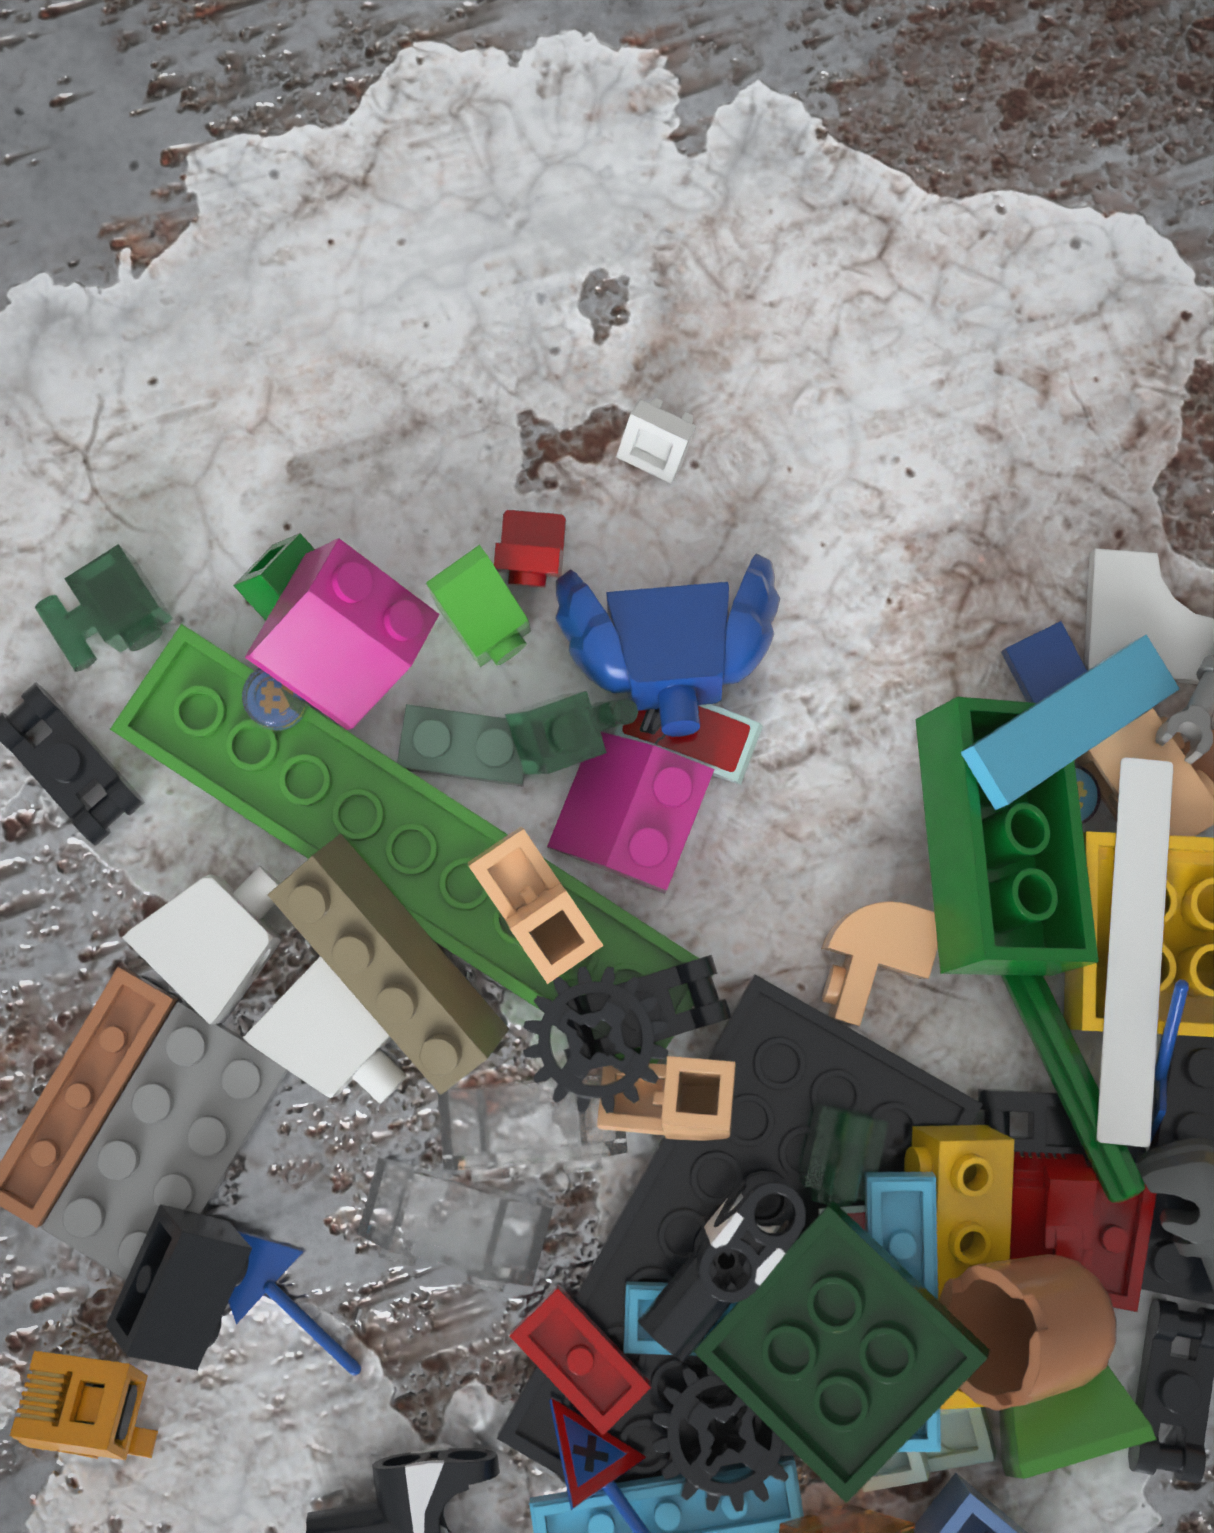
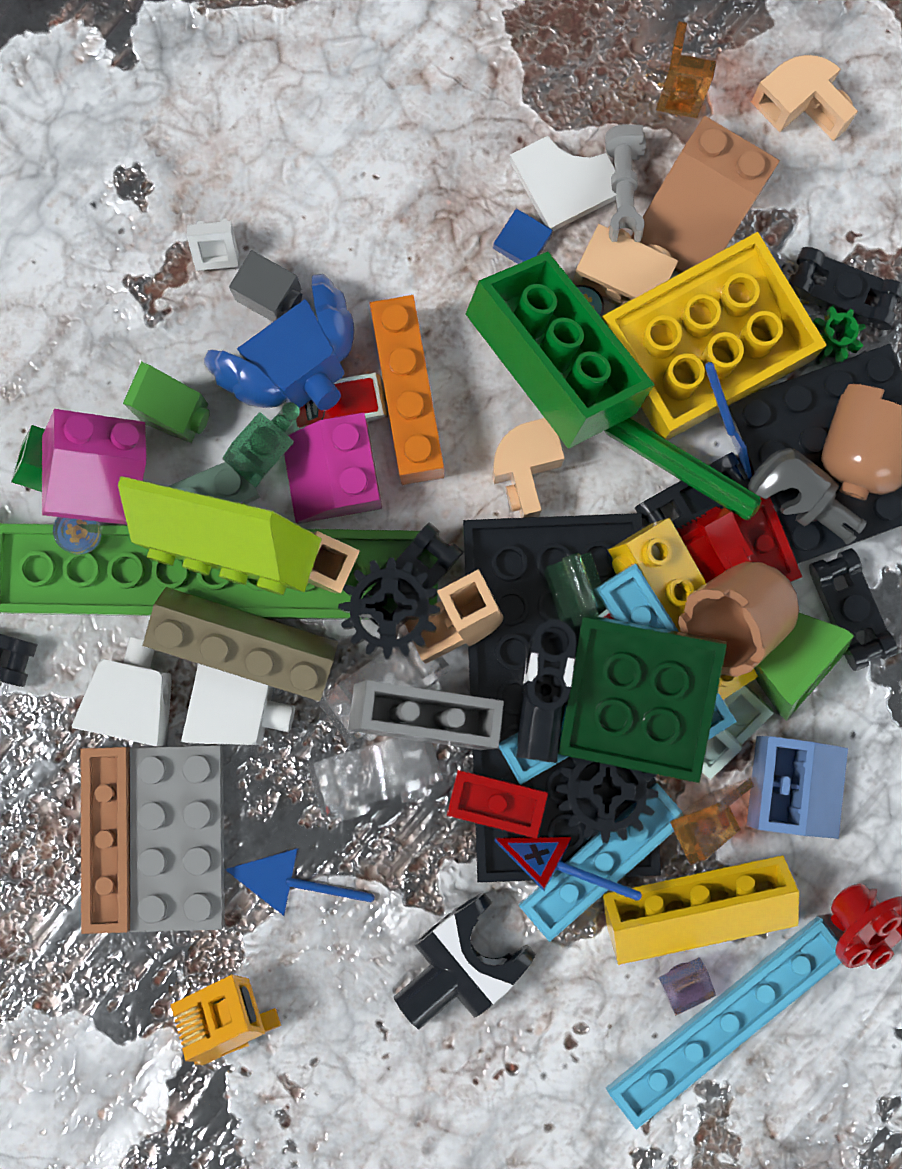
camera: 30 degrees left, 0 degrees up
(179, 1288) = (234, 912): black brick -> none
(443, 825) = (218, 536): none -> lime slope
(530, 547) = (177, 352): red bracket -> none
(558, 1201) = (425, 715): none -> light grey brick
(689, 535) = (265, 287): none -> dark grey brick
(785, 769) = (407, 390): none -> orange brick
(1069, 722) = (553, 258): medium azure tile -> none
(1135, 952) = (673, 367): white sticker -> none

